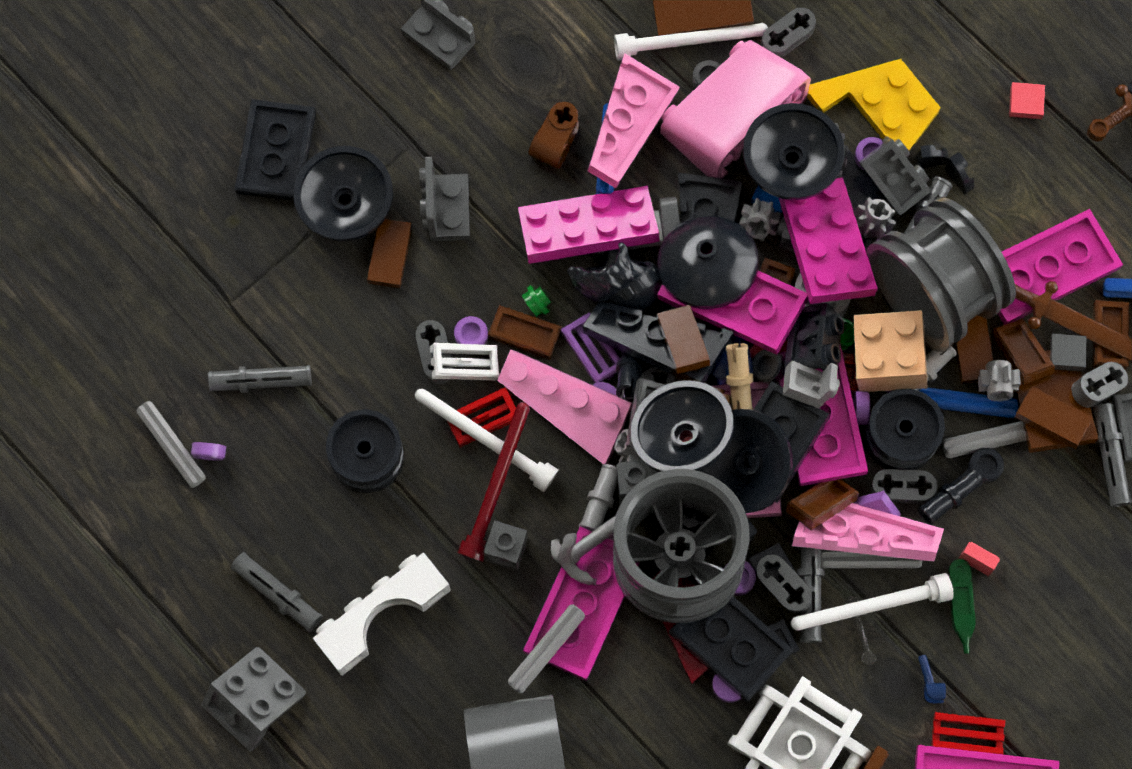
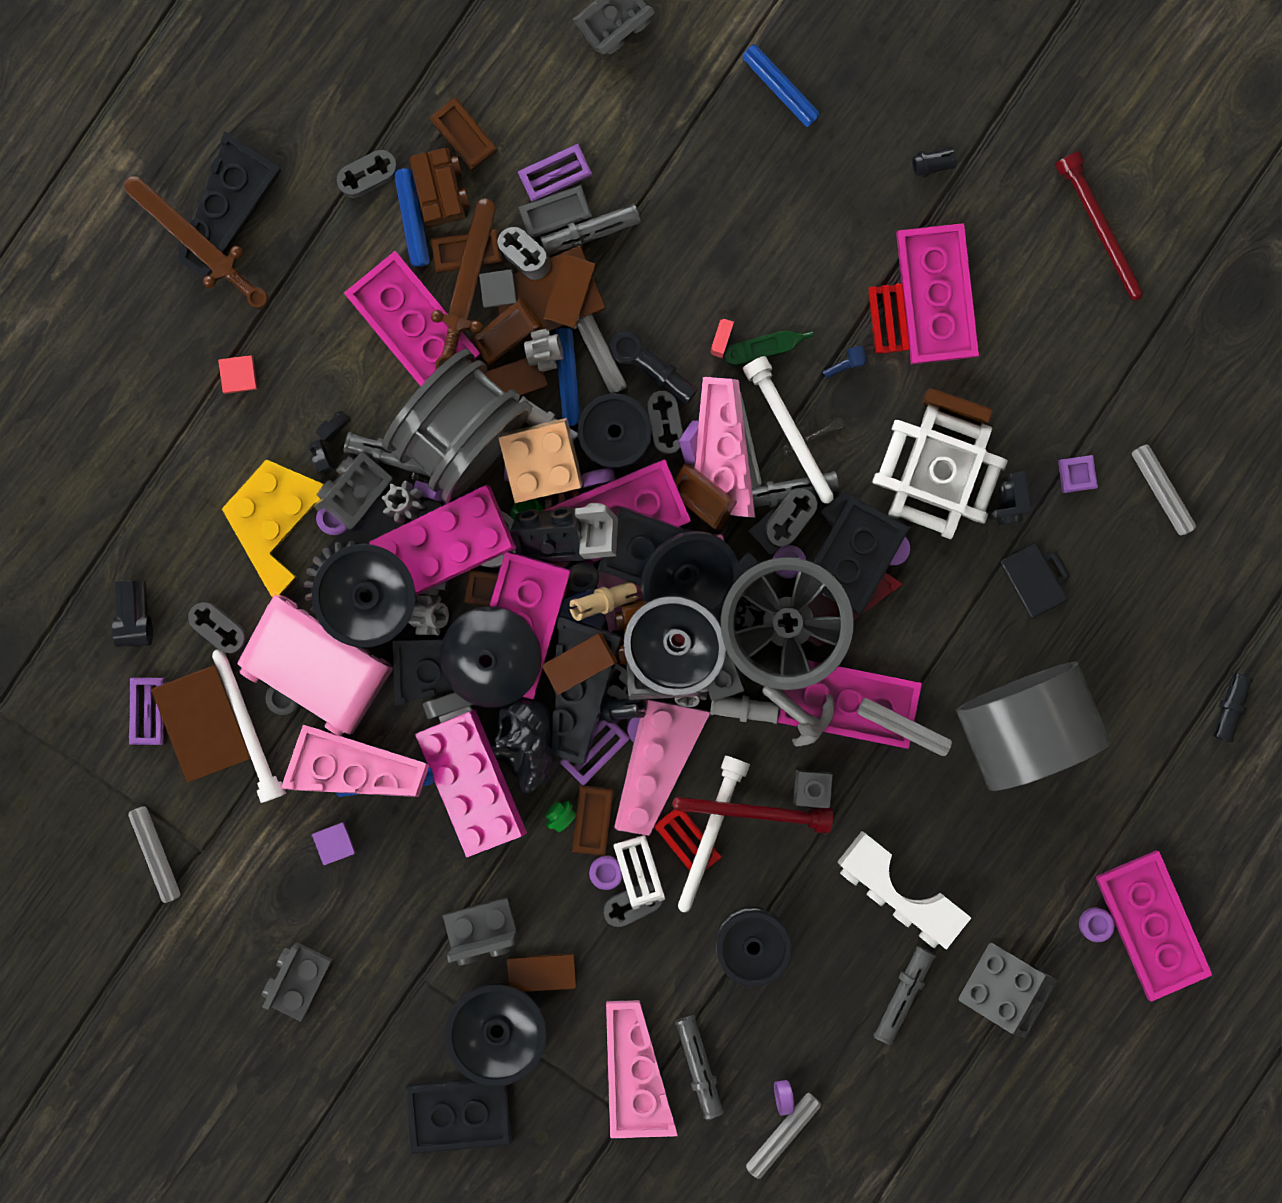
camera: 110 degrees left, 15 degrees up
(267, 315) = (635, 1084): none -> bright pink wing
(554, 139) = (390, 838): reddish brown piece -> none
(560, 89) = (334, 843): none -> medium lavender tile

